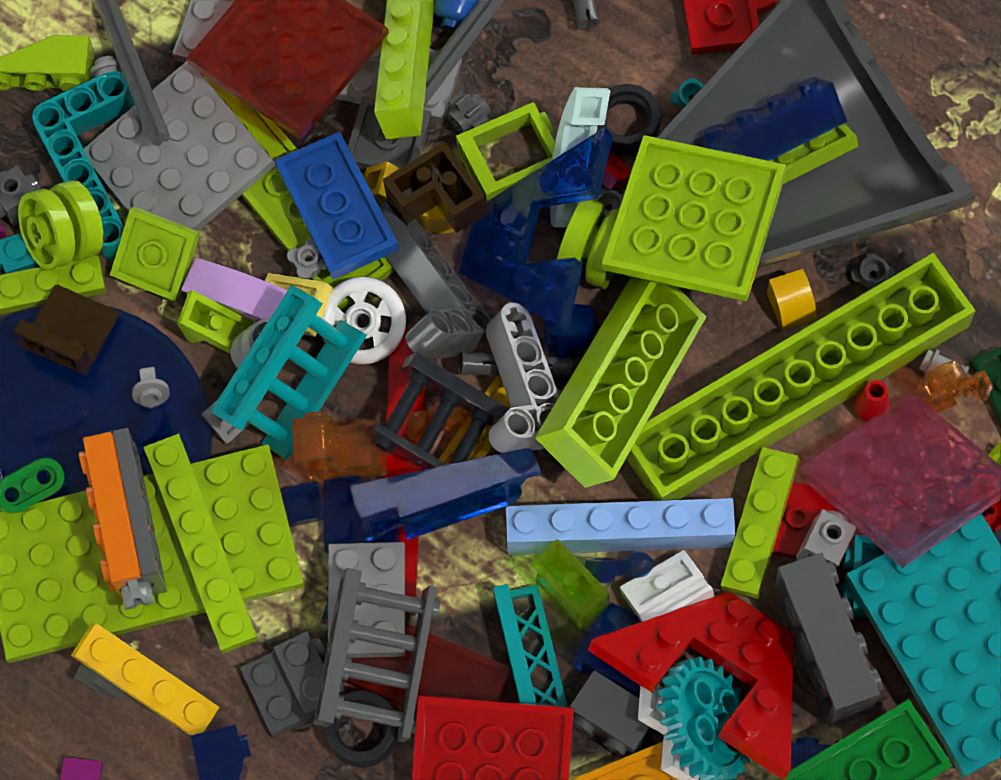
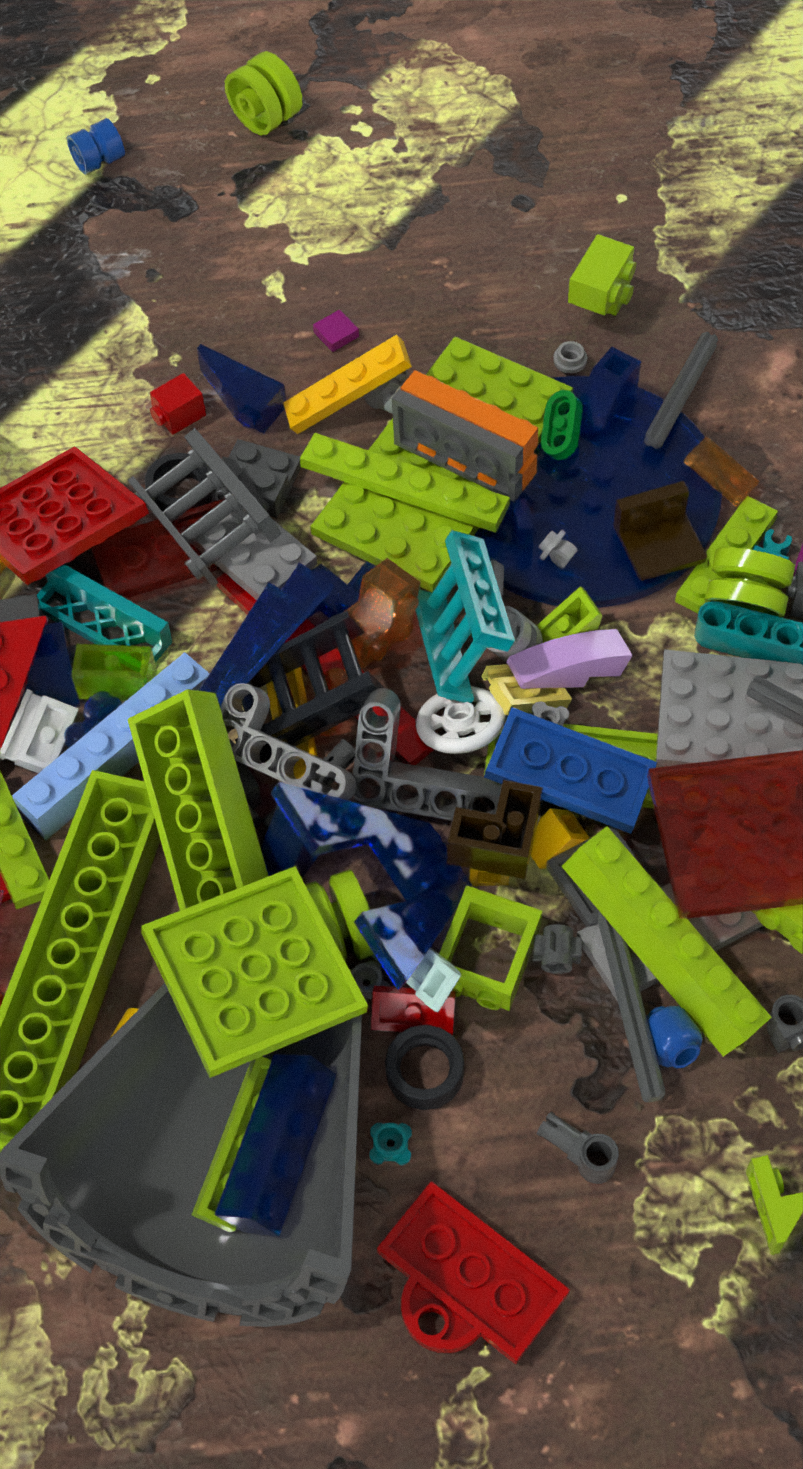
camera: 135 degrees right, 10 degrees down
(154, 253) = (666, 635): lime plate -> none

